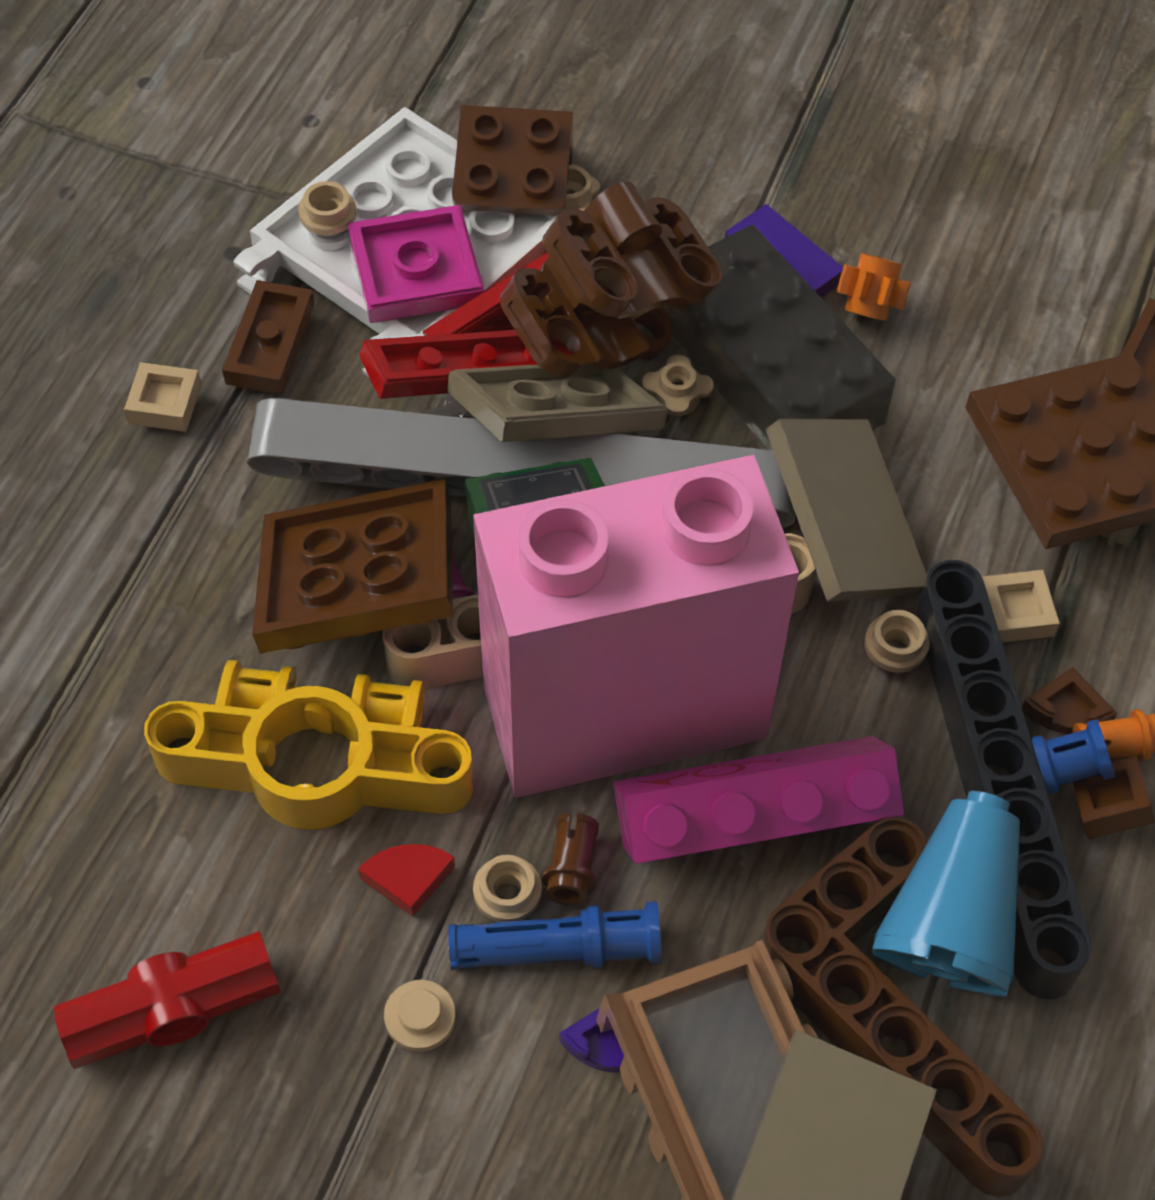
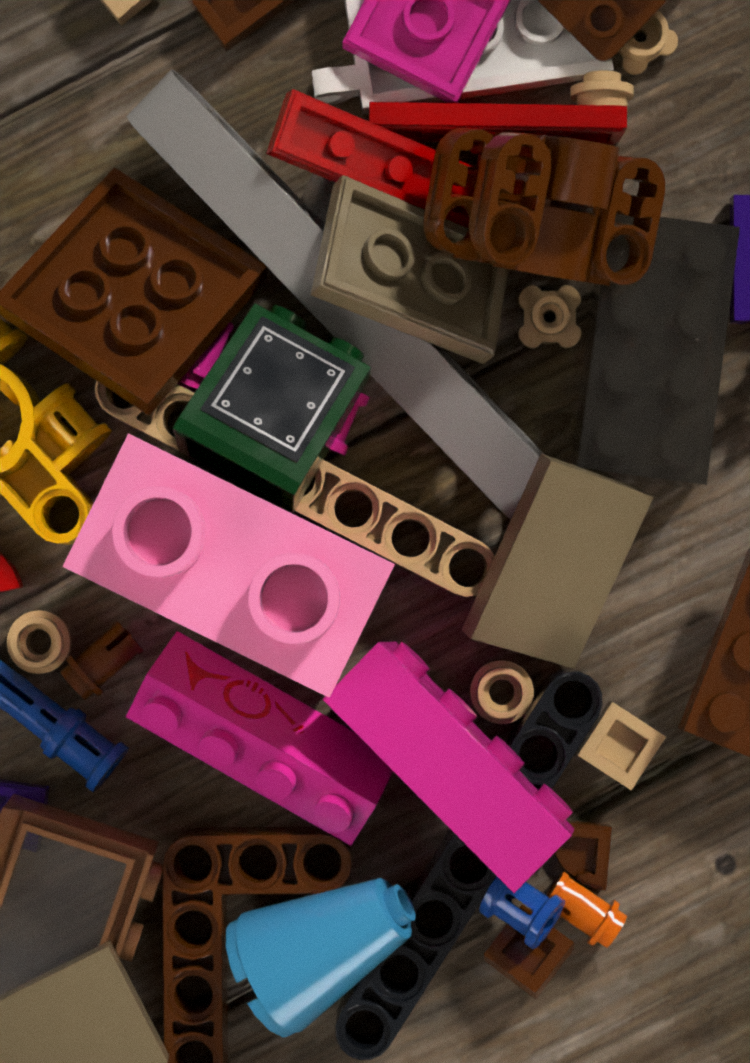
camera: 45 degrees right, 30 degrees up
(917, 672) = (451, 763): none -> dark pink wedge

